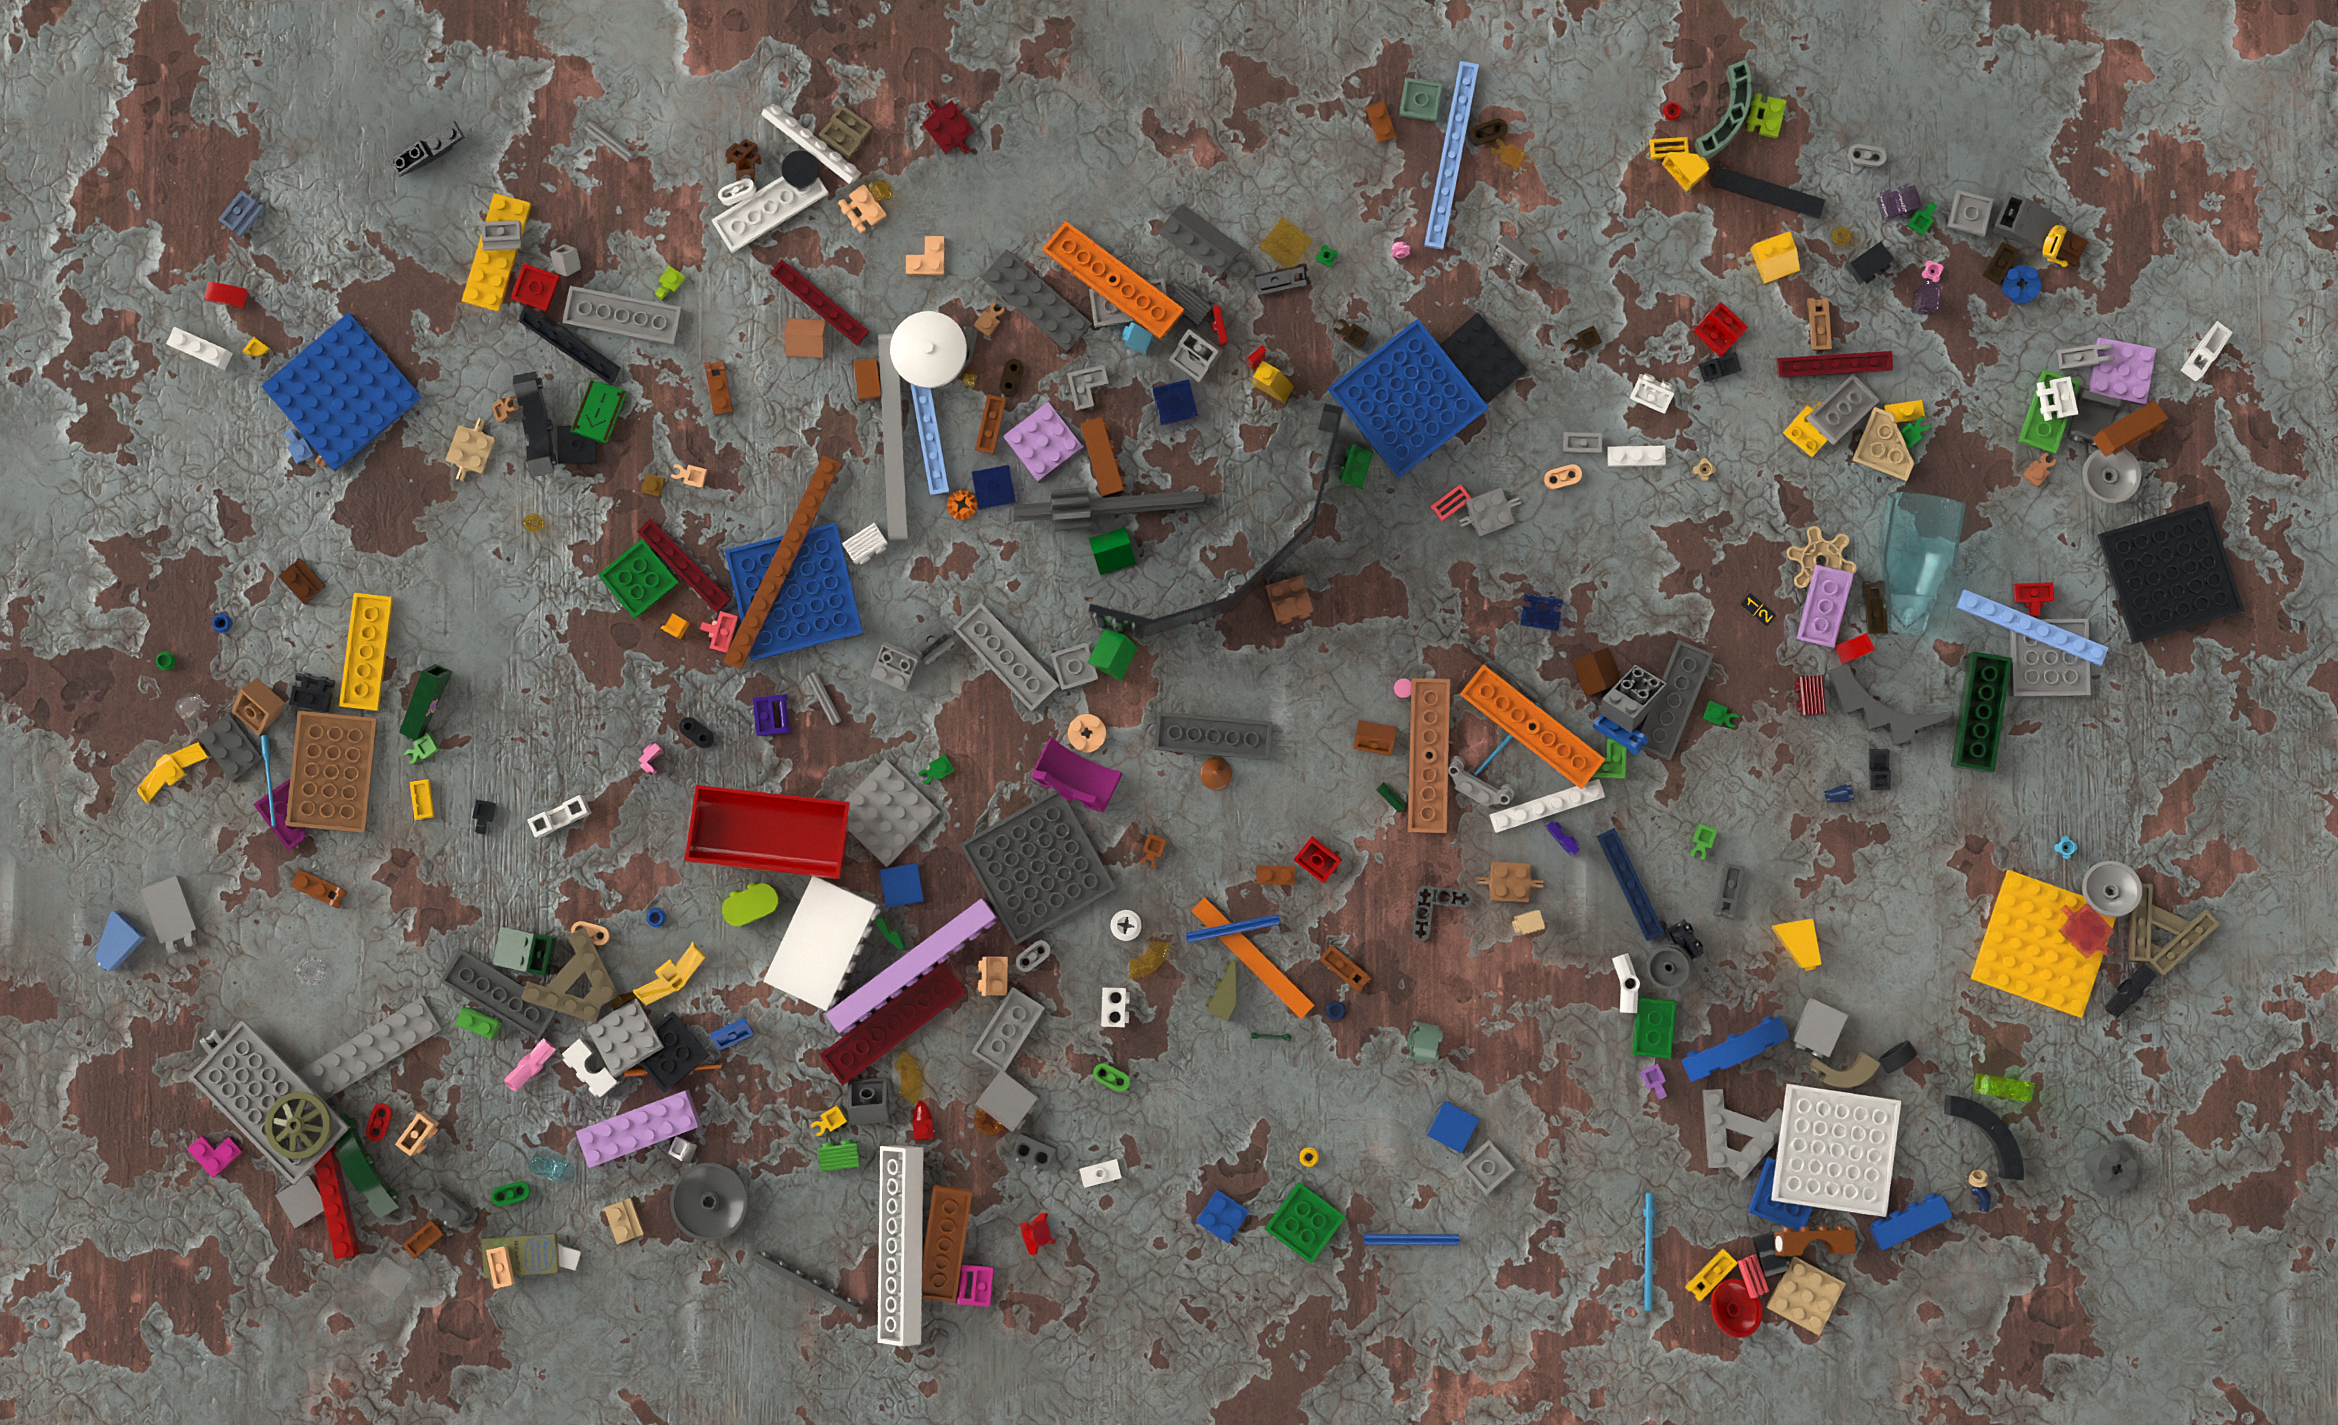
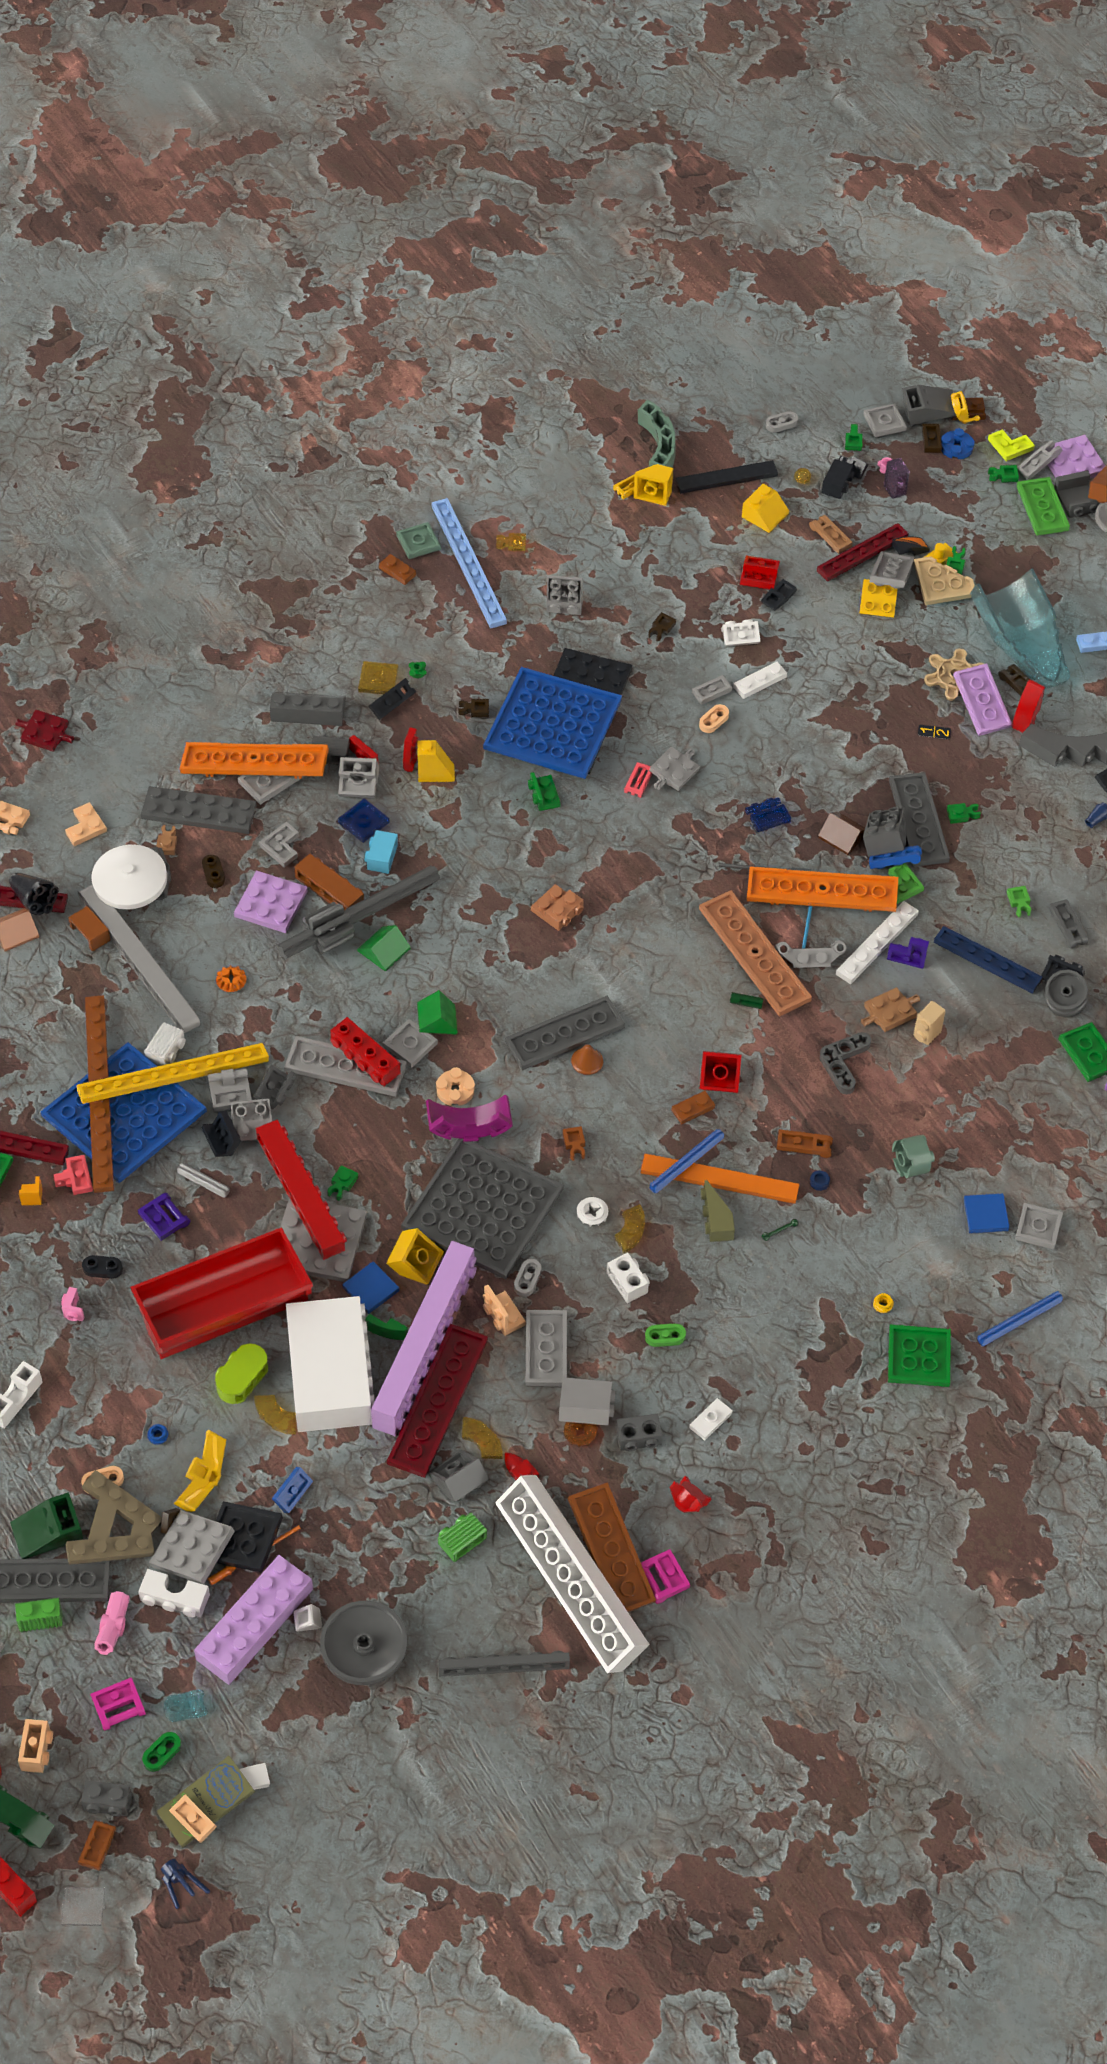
camera: 40 degrees left, 30 degrees down
(465, 1296) = (174, 1873): none -> dark blue plant
(499, 1127) = (114, 1698): none -> dark pink plate
(624, 1220) = (290, 1714): tan plate -> none
(756, 954) = (274, 1415): none -> clear yellow tile
(832, 1119) = (433, 1511): yellow plate -> none
(834, 318) = (35, 893): none -> black cone
(852, 583) = (172, 1073): none -> yellow plate
(860, 666) = (222, 1135): none -> black bracket
(880, 190) = (14, 797): clear yellow plate -> none
(892, 764) = (301, 1190): none -> red brick
(894, 622) = (228, 1087): none -> light grey plate
(930, 440) = (171, 944): light blue plate -> none
(952, 881) = (415, 1256): none -> yellow slope
(969, 379) = (178, 887): clear yellow plate -> none
(990, 424) = (217, 909): dark orange plate -> none
(993, 487) = (250, 953): clear blue plate -> none
(1026, 659) = (365, 1052): none -> red brick
(1137, 338) = (302, 789): medium azure slope -> none
(1144, 626) = (458, 951): black panel -> none
(1169, 448) = (381, 852): none -> medium azure brick
(1222, 1216) = (844, 1393): blue plate -> none
(1374, 737) = (702, 966): dark orange panel -> none
(1400, 250) = (474, 637): bright pink plate -> none
(1402, 688) = (697, 921): bright pink tile -> none
(1488, 131) = (486, 535): dark brown plate -> none
(1625, 970) = (1049, 1034): white piece -> none
(1672, 106) = (616, 461): red plate -> none
(1709, 469) = (819, 662): tan plate -> none
(1771, 117) = (693, 434): lime plate -> none
(1811, 695) = (1021, 762): dark red brick -> none
(1885, 383) = (910, 544): none -> slope
(1898, 202) = (828, 436): clear purple brick -> none
(1900, 253) = (859, 465): none -> black plate
(2037, 471) = (1066, 545): nougat plate -> none
(2042, 351) = (1006, 473): none -> green plate
(2063, 398) = (1044, 487): white plate -> none
(2067, 319) = (1010, 448): none -> neon yellow plate

